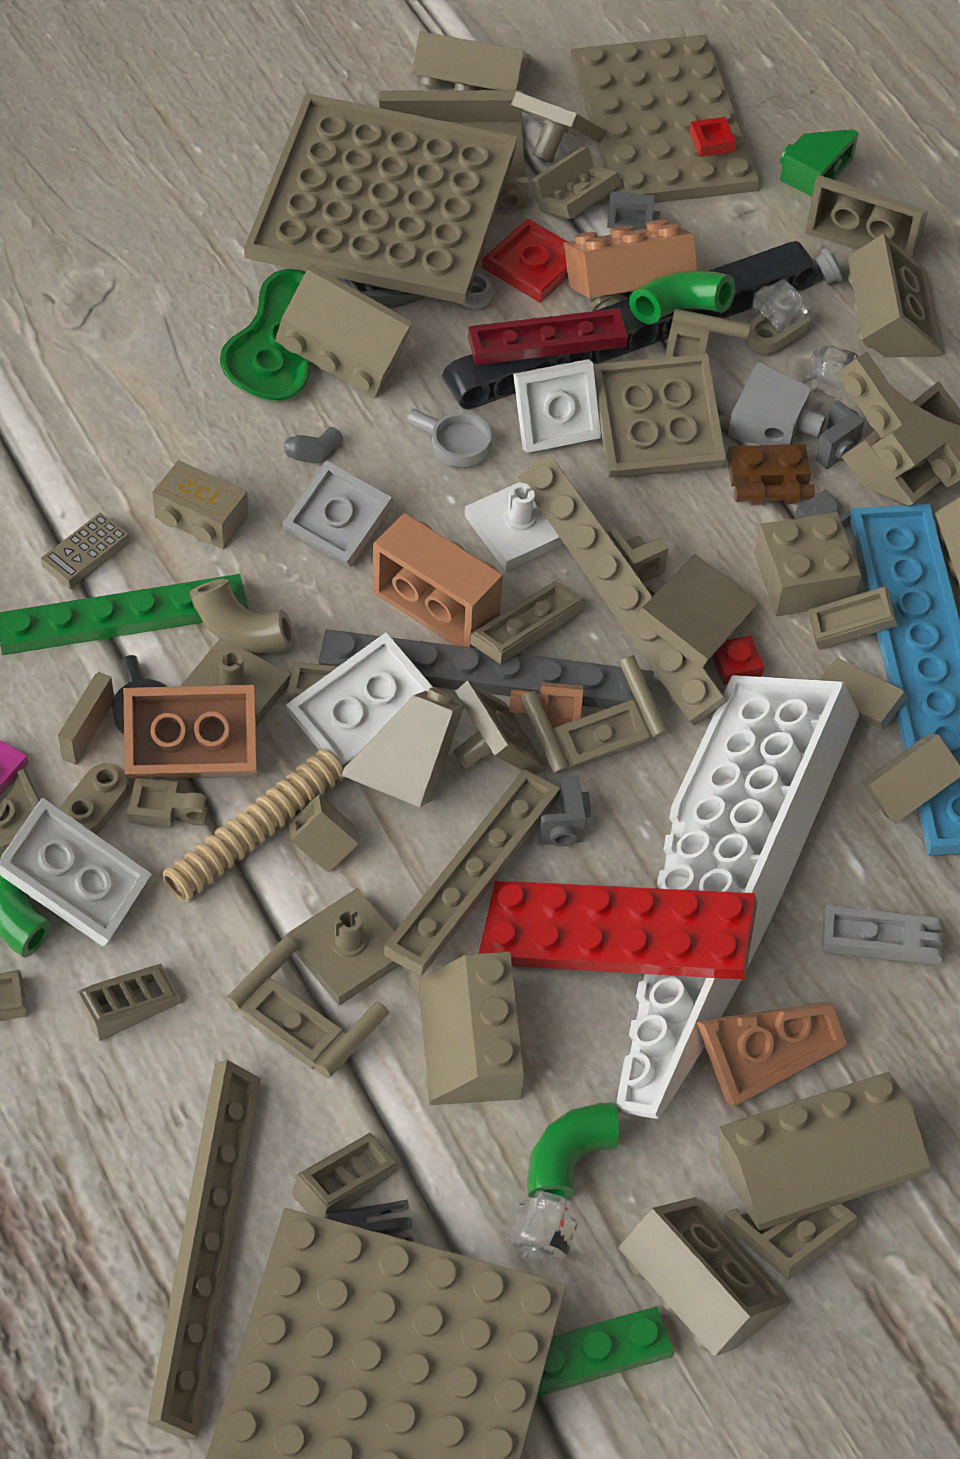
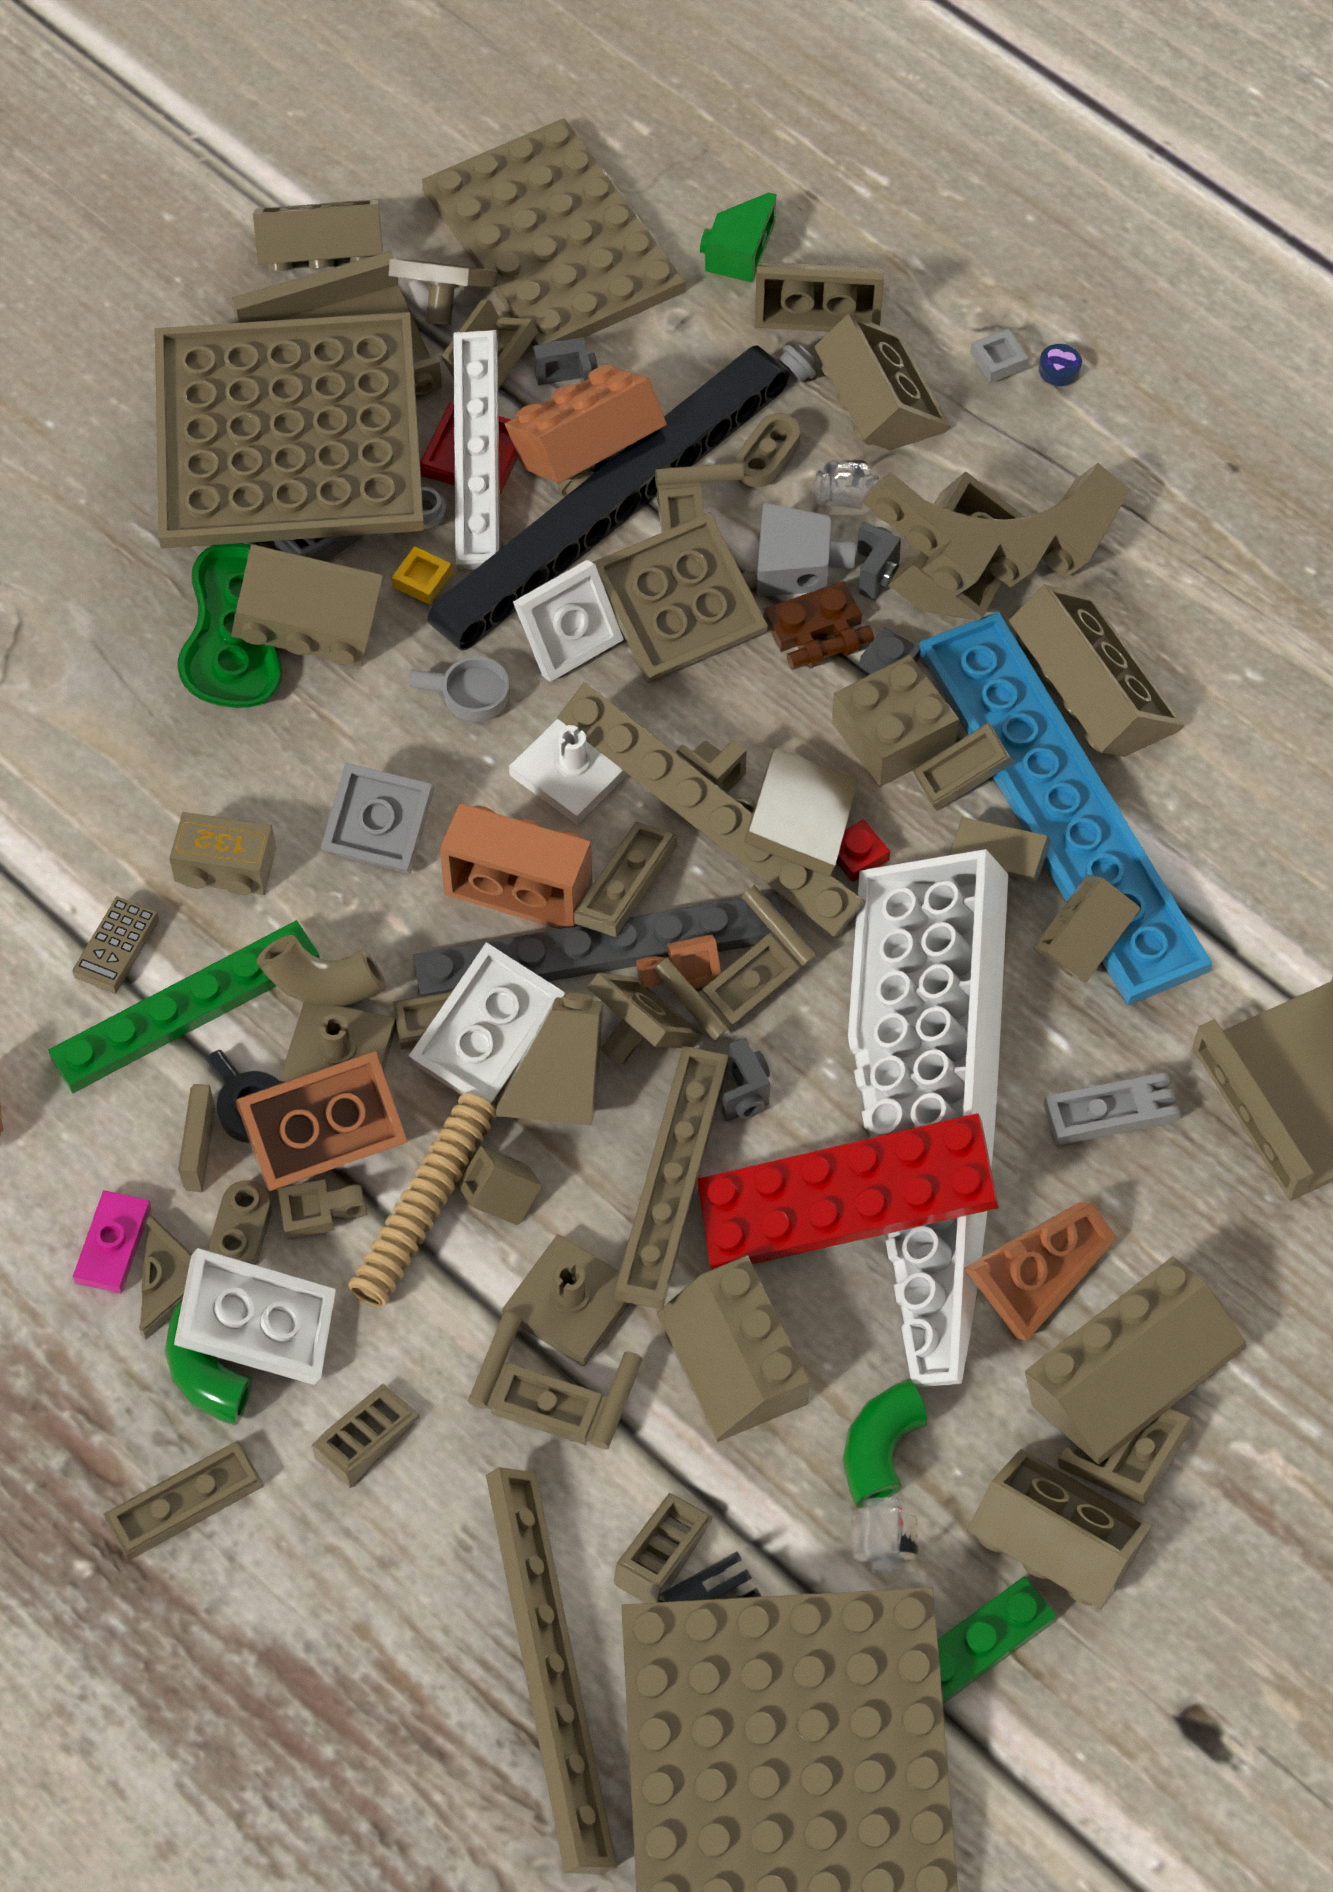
camera: 15 degrees left, 5 degrees up
(312, 448) = (317, 749): dark grey arm -> none
(449, 340) = (422, 575): none -> yellow plate
(538, 243) = (476, 448): none -> white tile
(547, 336) = (530, 544): dark red plate -> none
(683, 292) = (657, 446): green cylinder -> none
(712, 136) = (620, 246): red plate -> none
(781, 305) = (763, 427): clear bracket -> none

